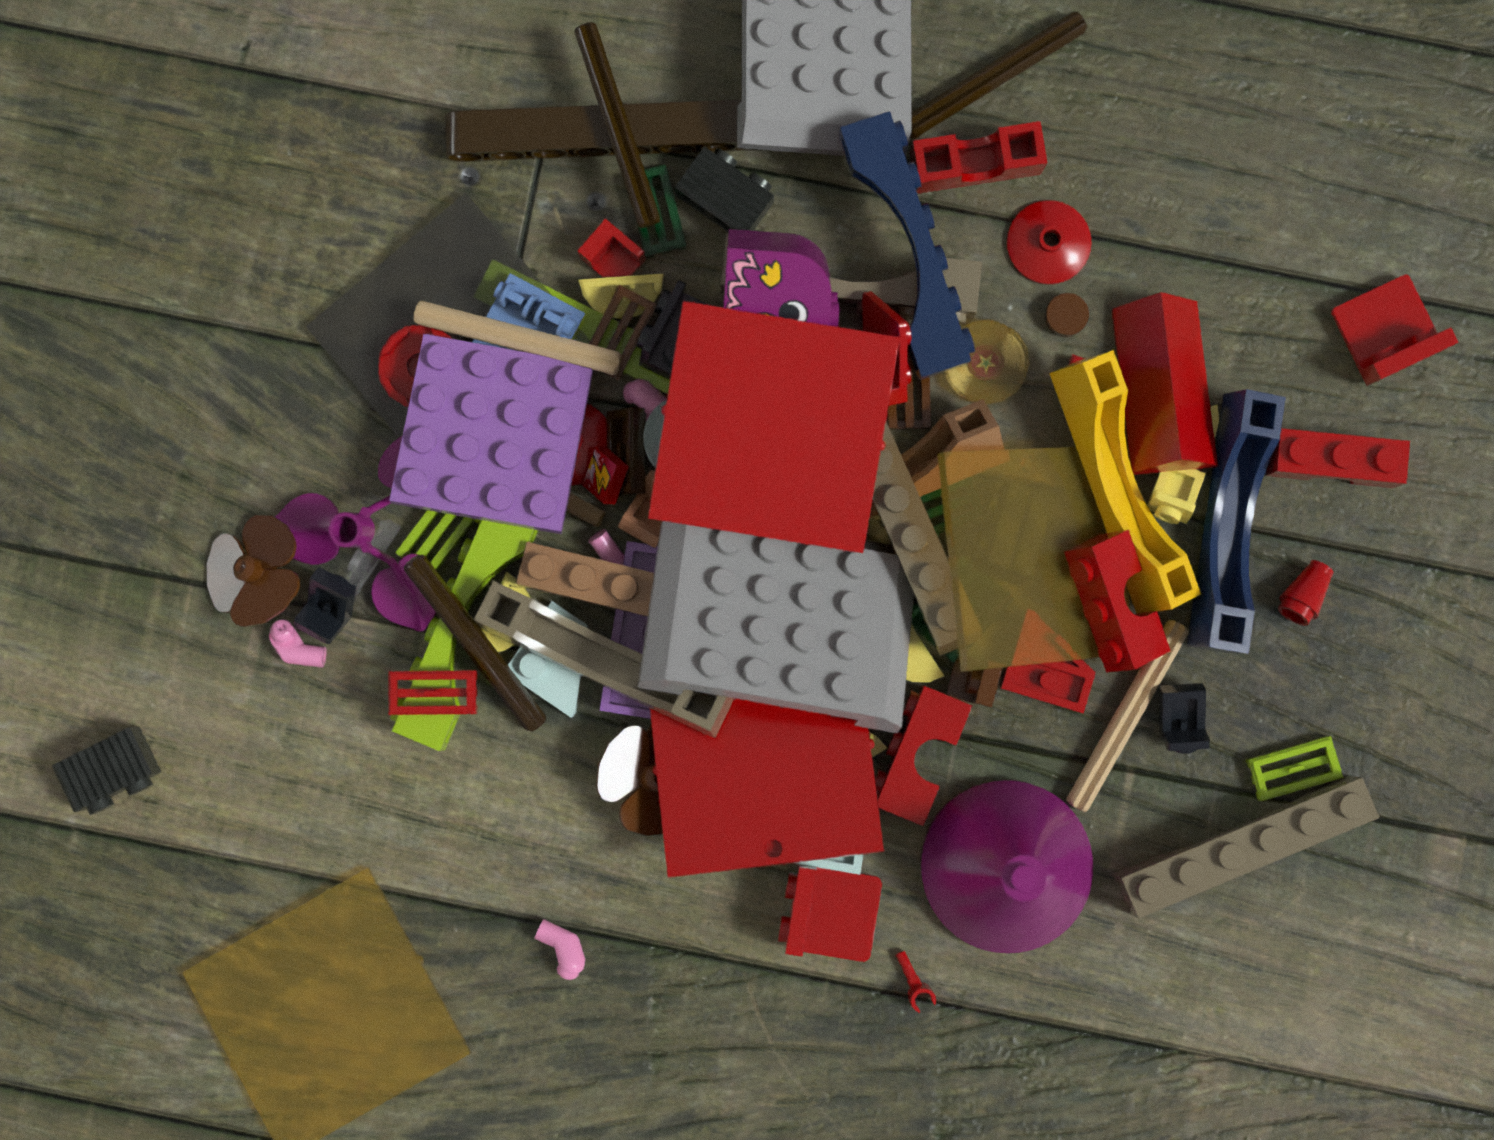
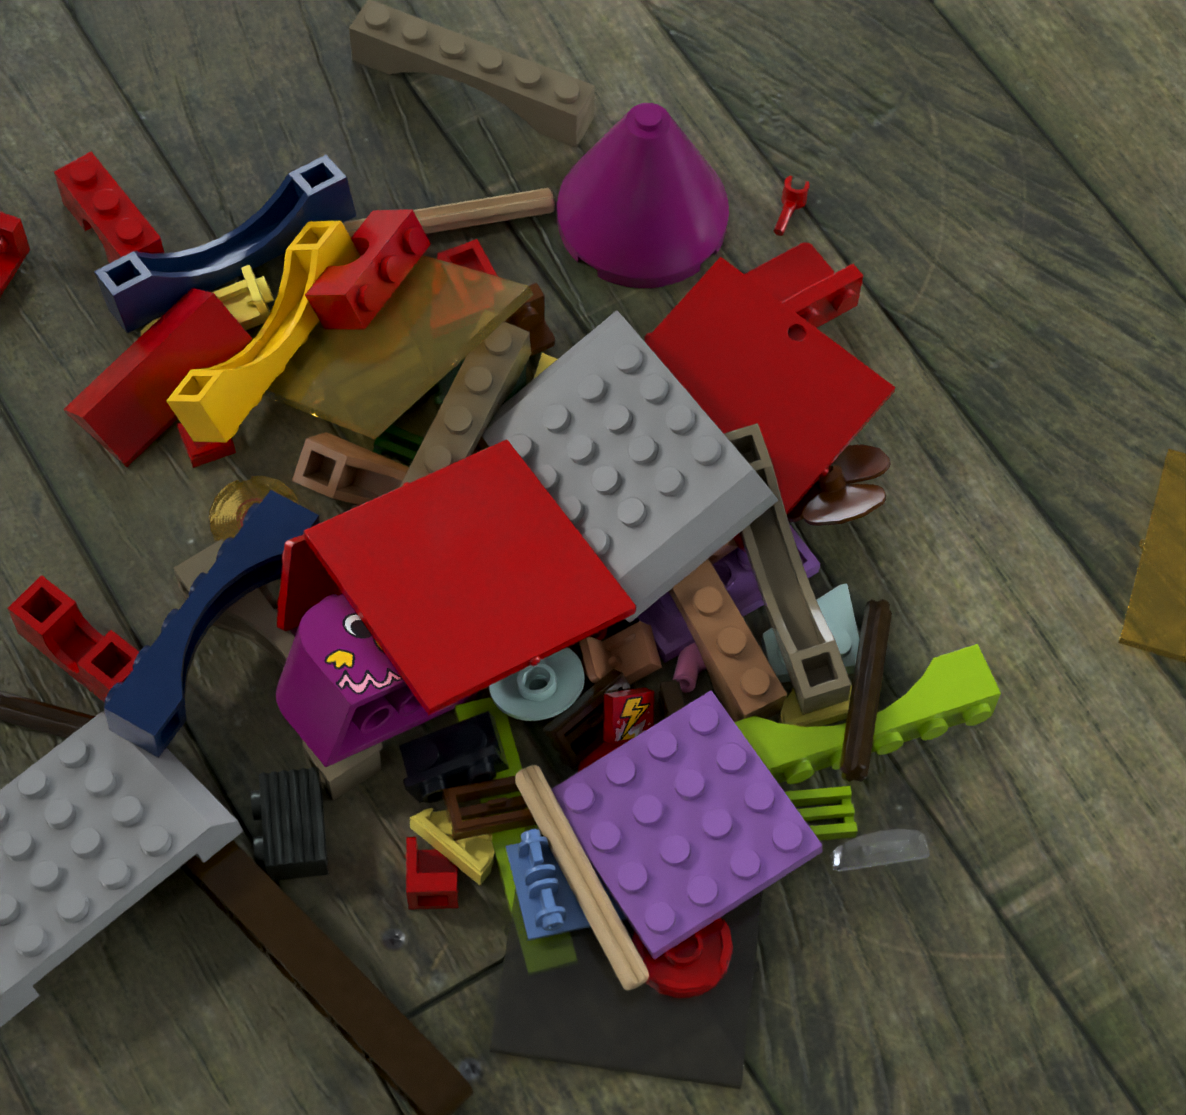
camera: 135 degrees left, 25 degrees down
(251, 583) = (993, 910): reddish brown piece -> none
(292, 648) = (1019, 845): bright pink arm -> none
(322, 529) = (911, 919): magenta plant -> none
(327, 606) = (959, 842): black bracket -> none
(395, 693) = (926, 695): red tile -> none
(567, 948) = (1017, 448): bright pink arm -> none
(617, 125) = (309, 951): dark brown axle -> none
(643, 395) = (531, 743): bright pink arm -> none
(664, 245) = (335, 910): dark green tile -> none
(929, 717) = (650, 302): red arch -> none
(1034, 257) = (108, 570): red dish -> none
(1066, 314) = (160, 491): reddish brown tile -> none
(1183, 717) = (416, 178): black bracket -> none
(1259, 778) = (376, 95): lime tile -> none
(1306, 594) = (238, 170): red cone -> none

